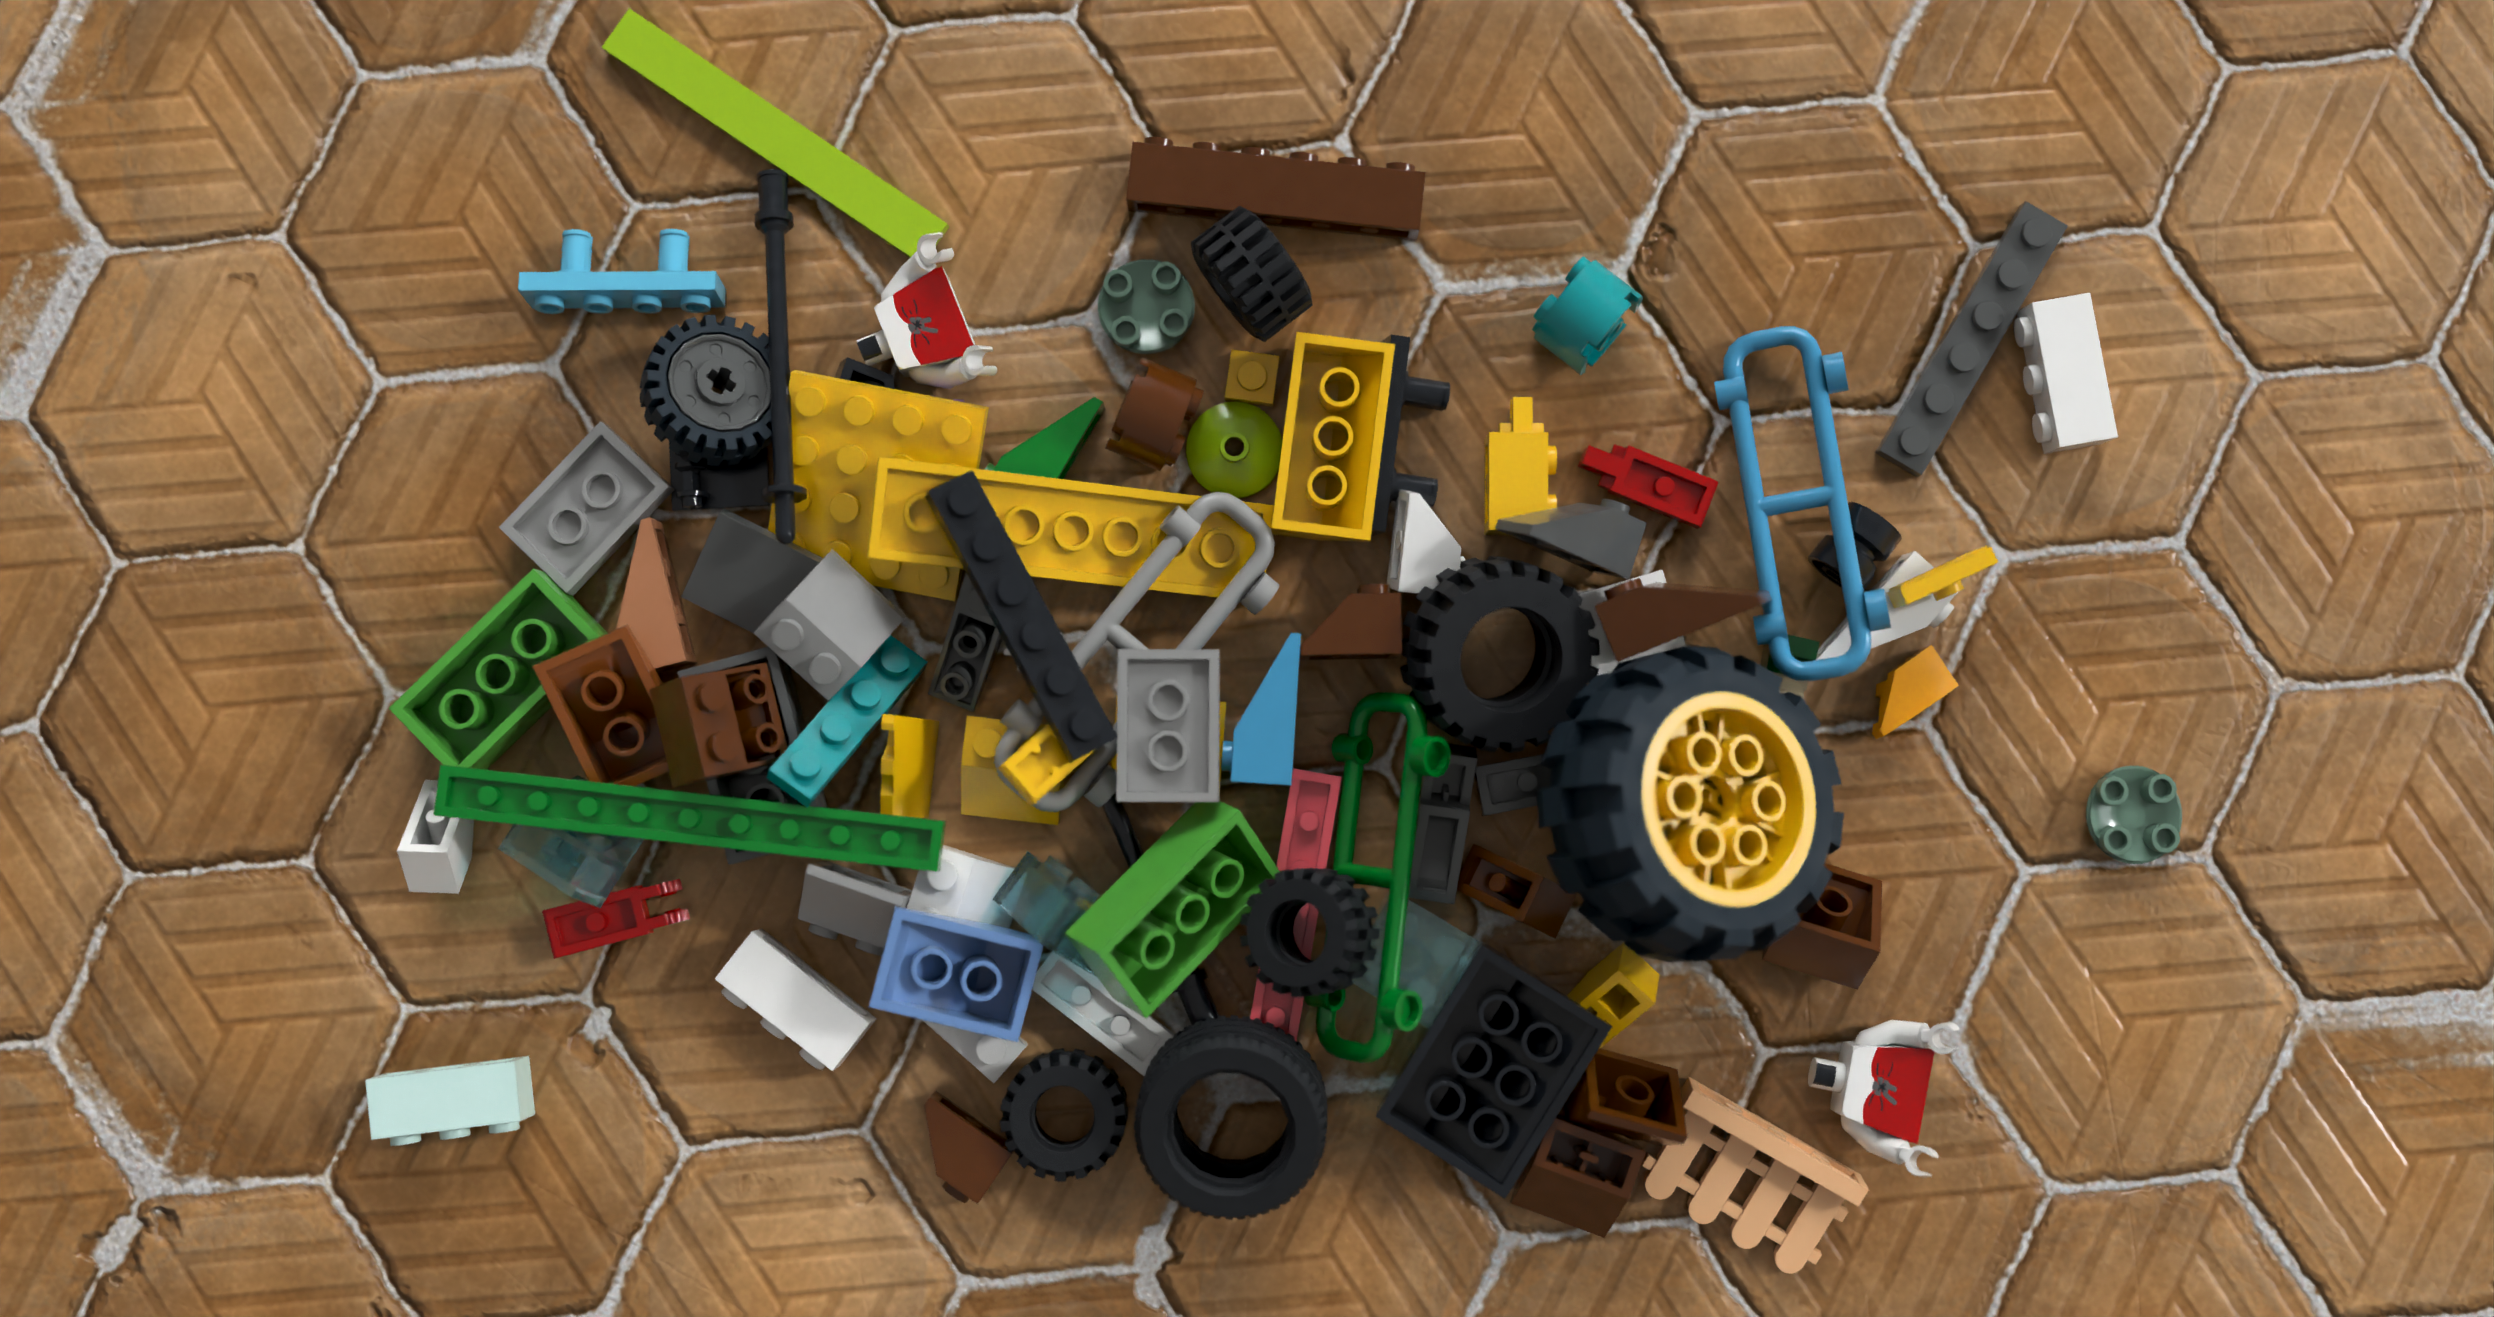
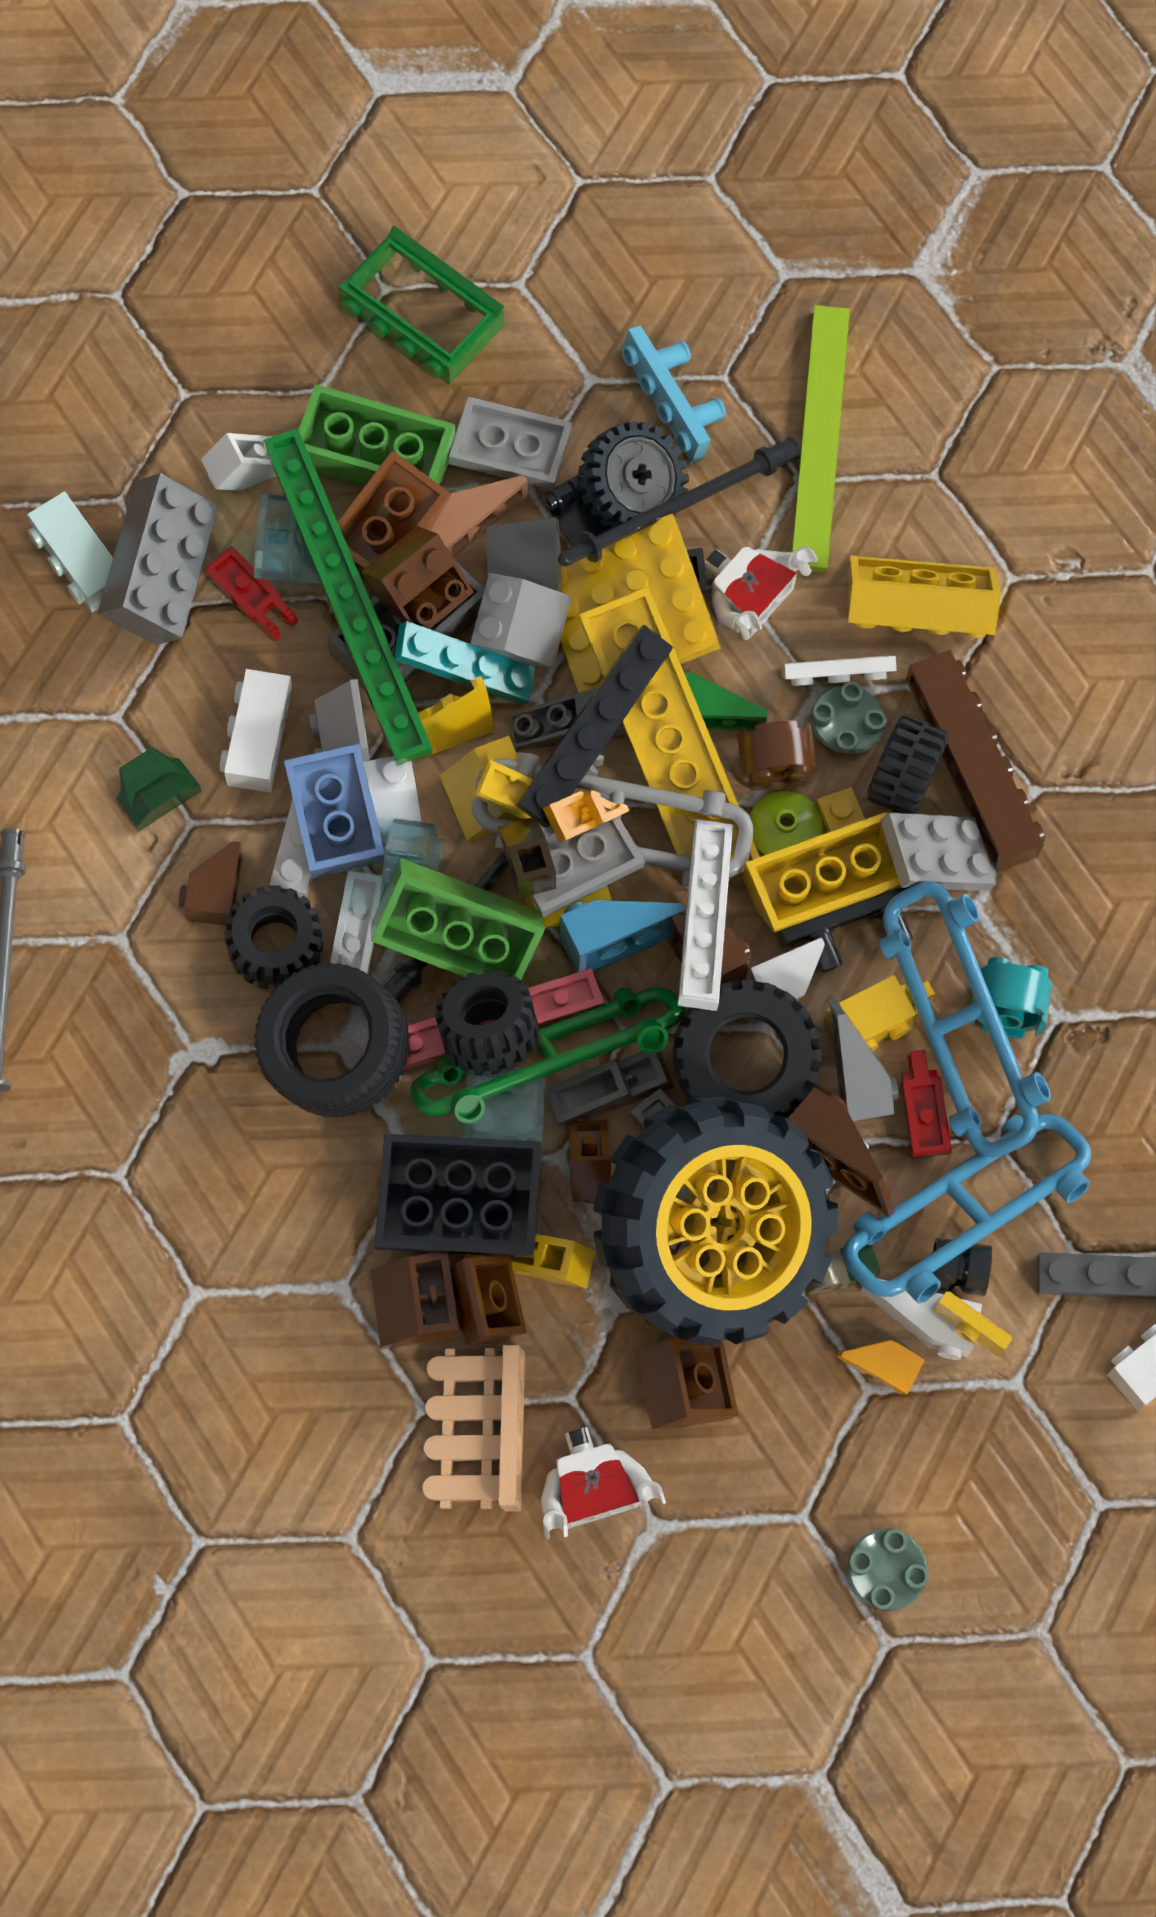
camera: 55 degrees right, 15 degrees down
(348, 573) = (407, 338): none -> green window
(516, 1012) = (158, 559): none -> brick
(800, 1154) = (153, 787): none -> dark green slope
(1042, 132) = (923, 596): none -> yellow slope
(1081, 282) = (838, 670): none -> white plate
(1124, 695) = (581, 813): none -> light orange slope
(1145, 787) = (528, 857): none -> dark brown slope
(1322, 615) = (705, 915): none -> white tile
(1371, 299) = (938, 851): none -> light grey plate
(1476, 325) = (1027, 1090): none -> dark azure bar

